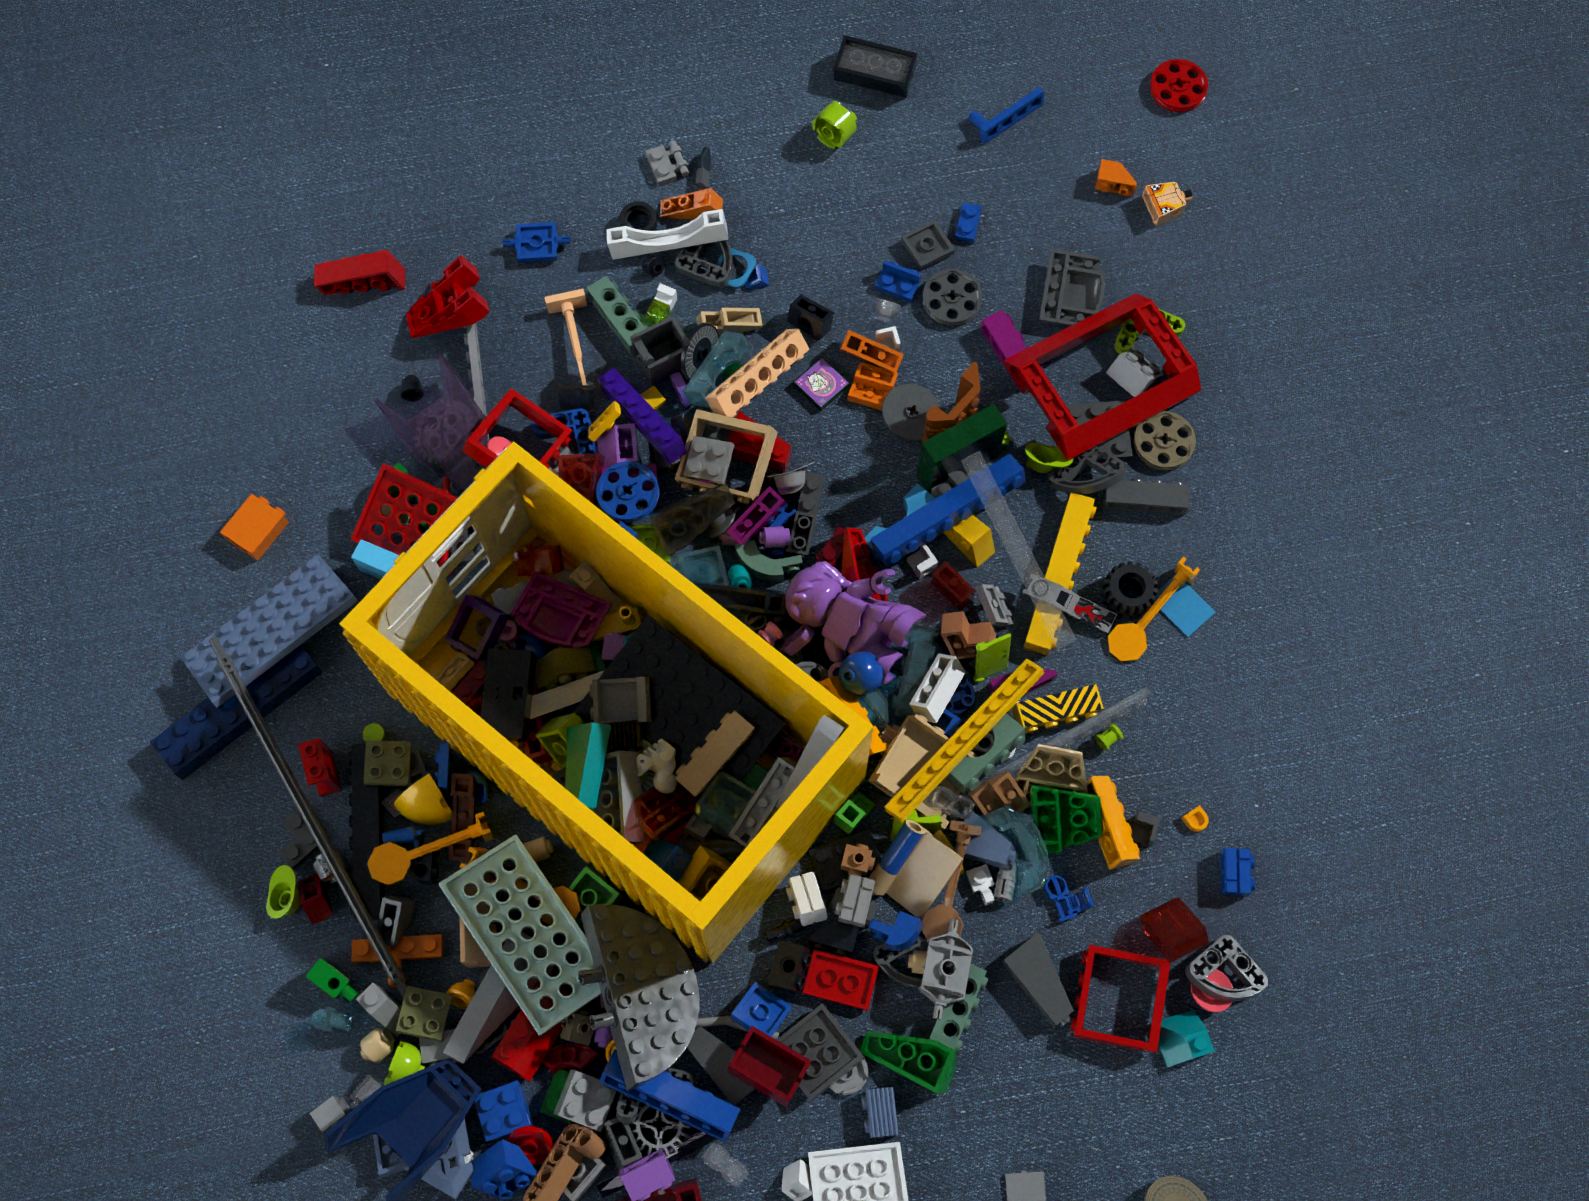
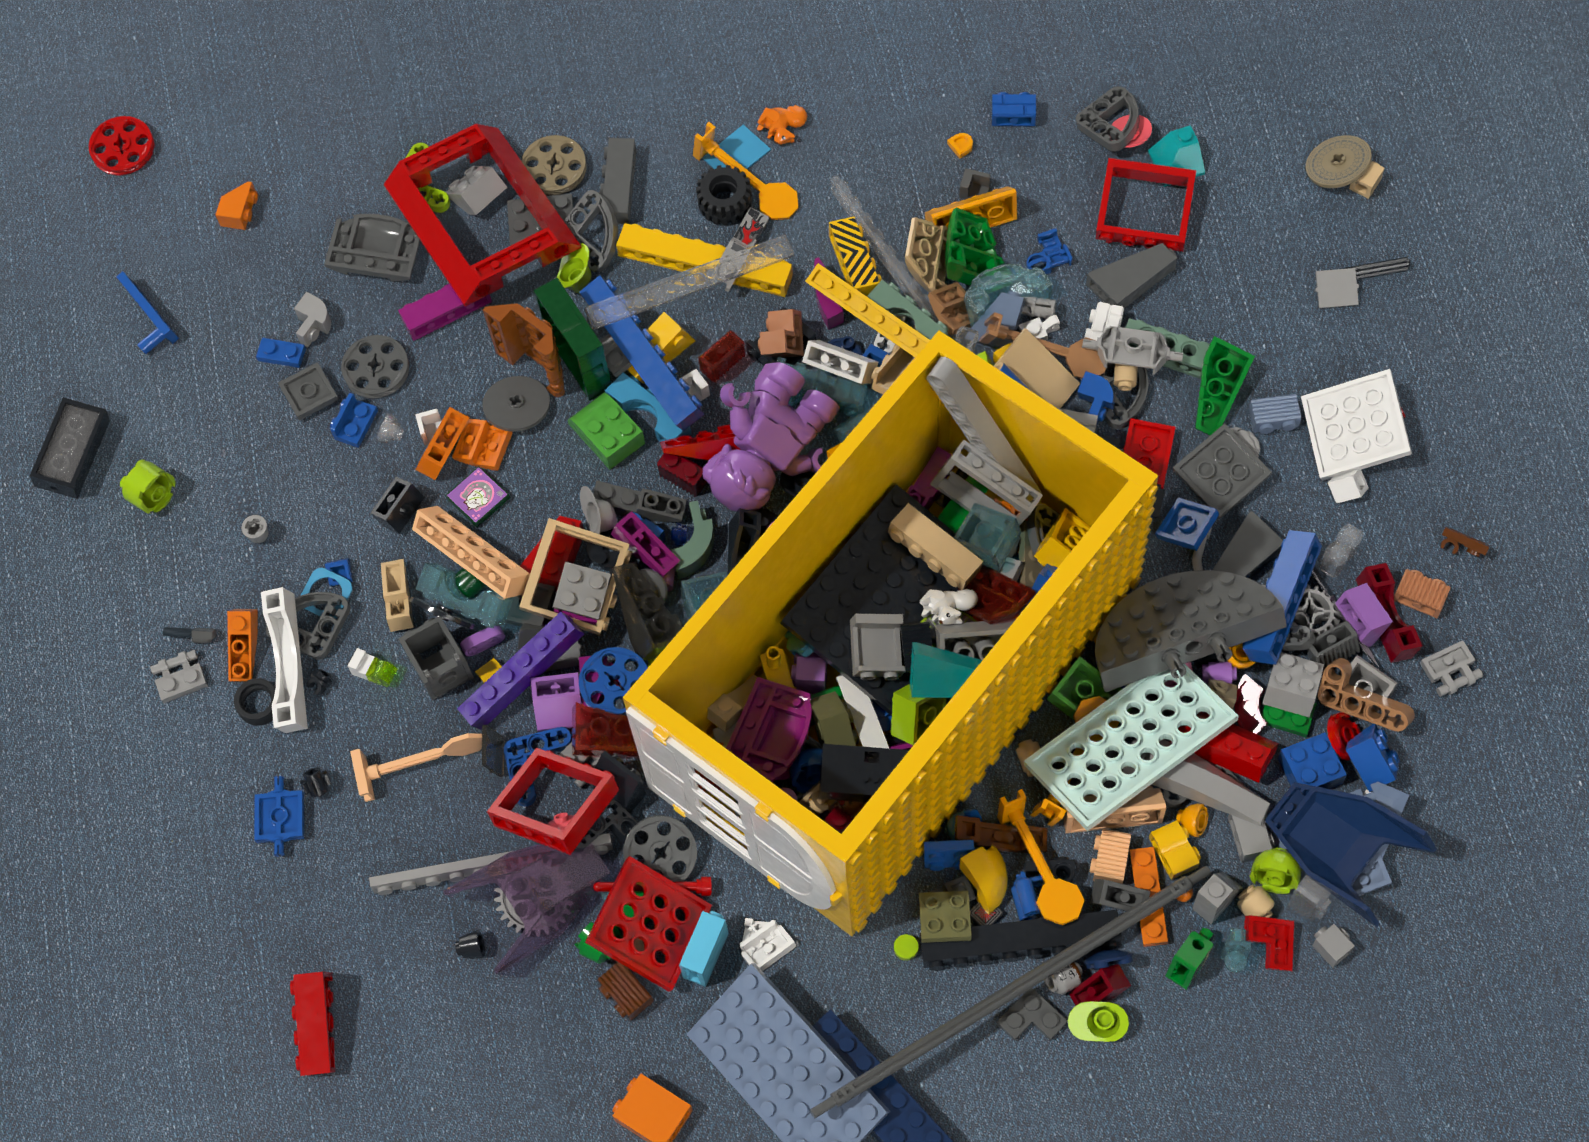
camera: 85 degrees left, 5 degrees down
(316, 761) = (950, 996): red window -> none
(335, 905) = (1102, 958): none -> dark blue dish
(343, 1061) = (1277, 936): none -> red plate
(351, 506) = (625, 991): none -> reddish brown brick
(423, 1013) = (1221, 848): olive plate -> none
(434, 916) = (1111, 855): none -> light nougat brick
(437, 973) = (1174, 849): none -> yellow brick
(449, 303) = (370, 914): red wedge -> none
(562, 266) = (315, 782): none -> black gear
(604, 421) = (527, 711): yellow plate -> none
(605, 289) = (381, 725): sand green brick -> none
(739, 576) = (714, 564): teal brick -> none
(769, 1066) = (1245, 502): dark red piece -> none
(774, 537) = (670, 526): medium lavender brick -> none
(793, 209) = (255, 528): none -> light grey hat
(798, 640) = (782, 495): medium lavender beam -> none
(861, 673) = (830, 425): blue cylinder -> none
(880, 487) = (607, 430): none -> bright green brick
(986, 949) = (1102, 318): none -> white brick
(991, 657) = (803, 310): lime door -> none
(994, 605) = (735, 320): light grey plate -> none
(999, 248) = (315, 318): none -> light grey brick
(1109, 737) = (881, 216): lime bush -> none
(1165, 201) = (269, 158): light nougat torso -> none
(1174, 929) = (1076, 157): clear red brick -> none
(1218, 642) = (779, 119): none -> orange animal

